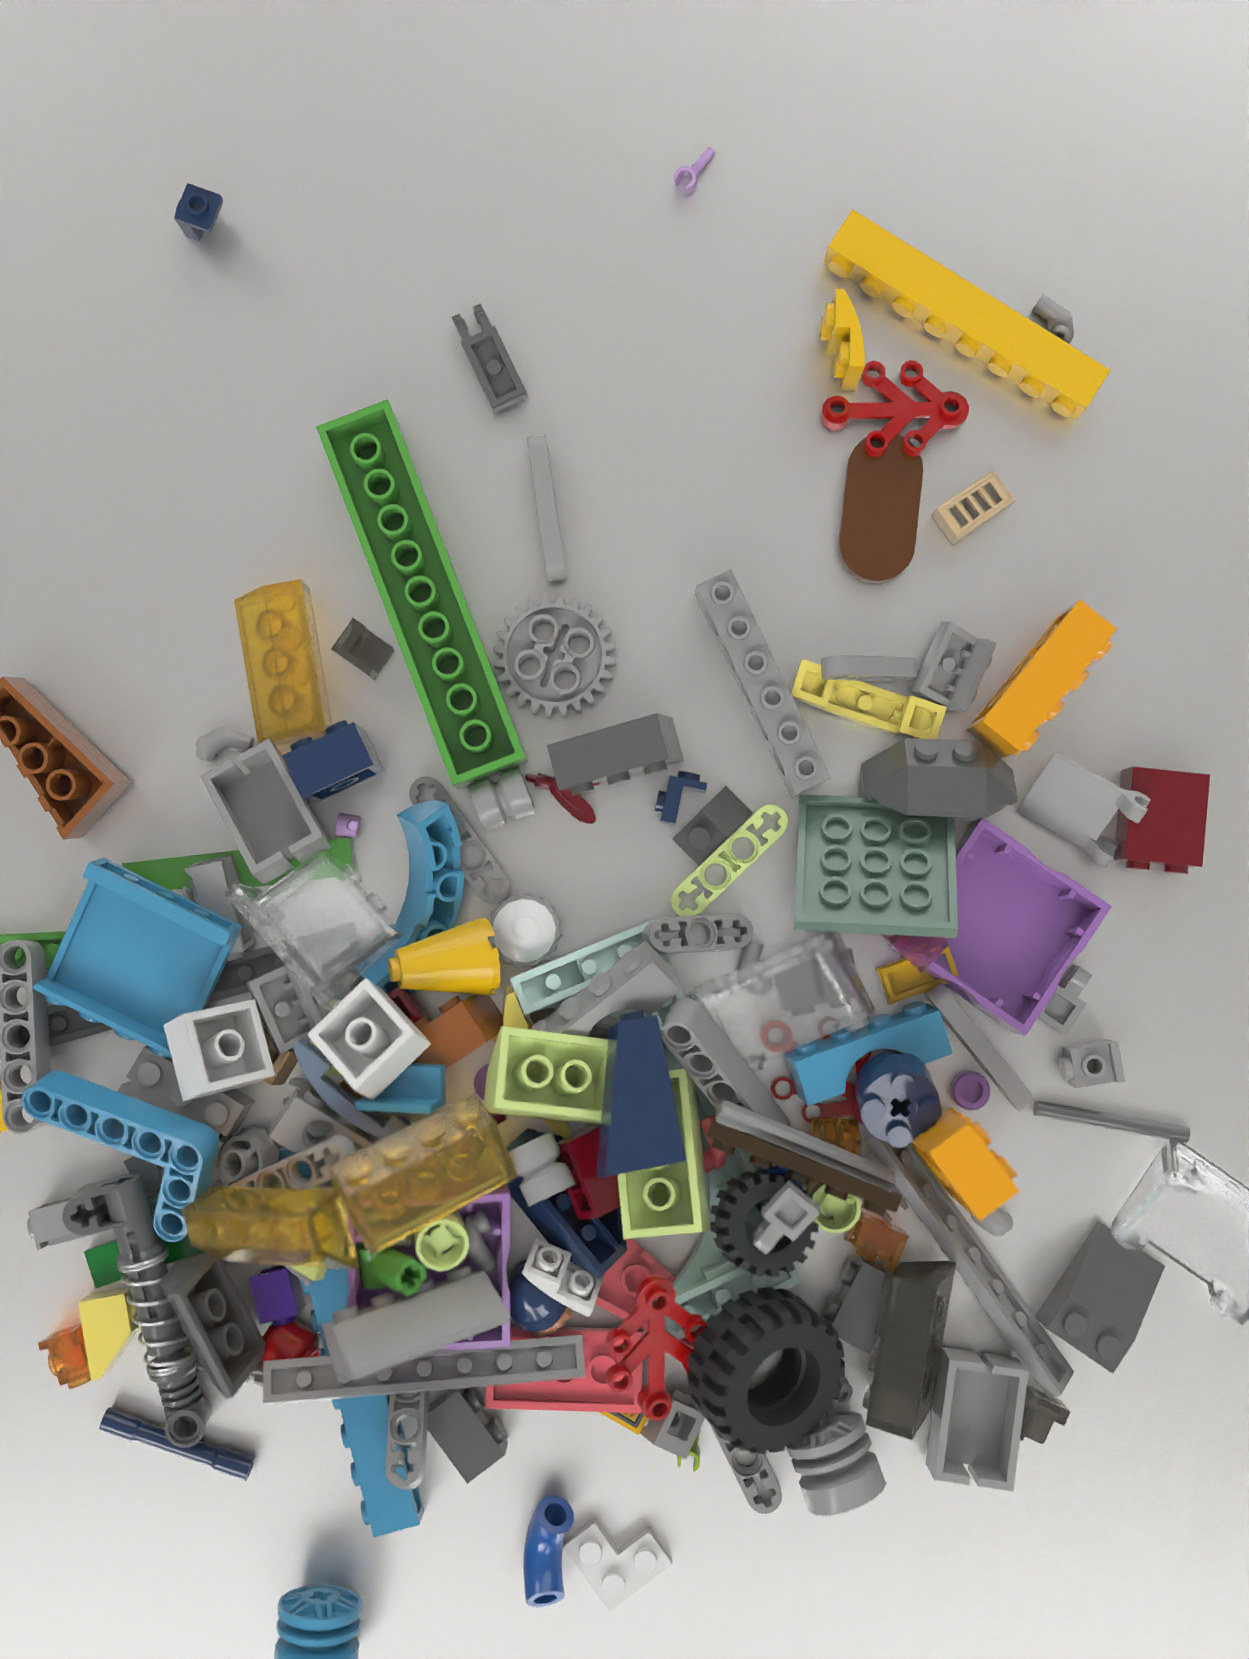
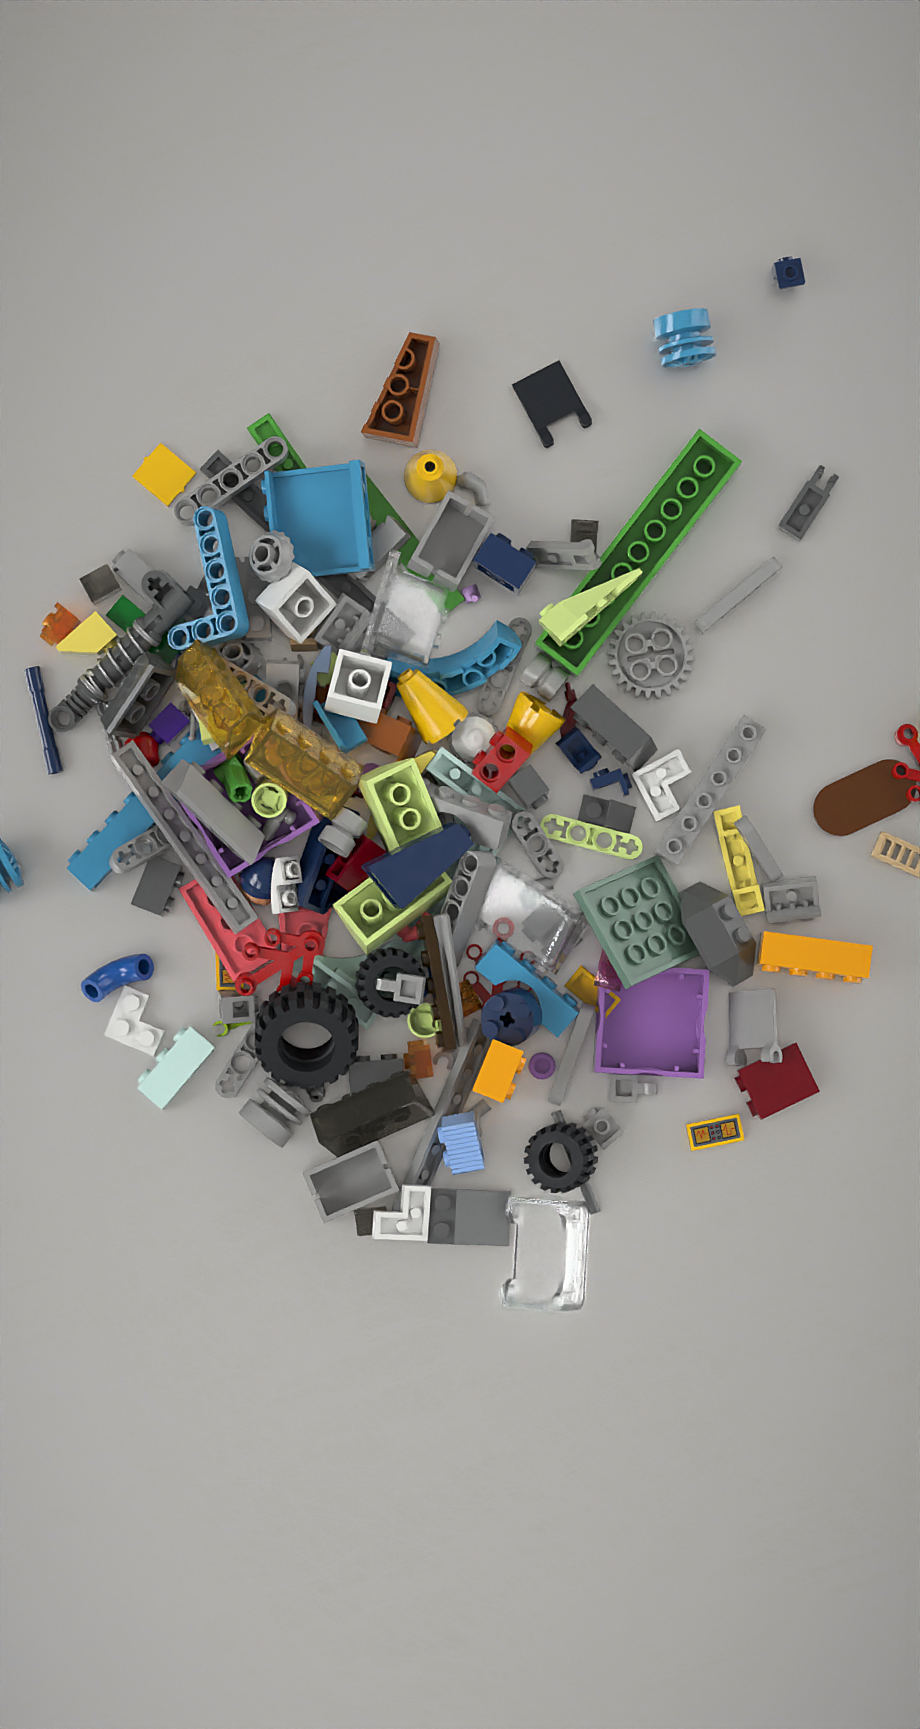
camera: 55 degrees right, 0 degrees up
(53, 1274) = (100, 584): none -> clear smoke panel
(140, 1046) = (271, 556): none -> light grey piece
(172, 589) = (549, 398): none -> black flag
(173, 787) = (433, 485): none -> yellow cone
(196, 379) = (685, 343): none -> dark azure wheel
(283, 663) = (544, 494): clear yellow slope -> none
(369, 682) = (565, 555): none -> light grey plate
(445, 710) = (575, 612): none -> yellowish green wedge
(553, 859) = (533, 721): none -> yellow cone
(577, 910) = (505, 761): none -> red brick
(616, 812) = (578, 750): none -> dark blue bracket
(626, 900) = (529, 787): none -> dark grey piece
(702, 1547) = (175, 1067): none -> light aqua brick
(709, 745) = (654, 783): none -> white plate
(1011, 1251) = (462, 1143): none -> light blue brick
(1075, 1382) = (410, 1221): none -> white plate
(1110, 1167) = (542, 1167): none -> black tyre
(1175, 930) = (715, 1132): none -> tile

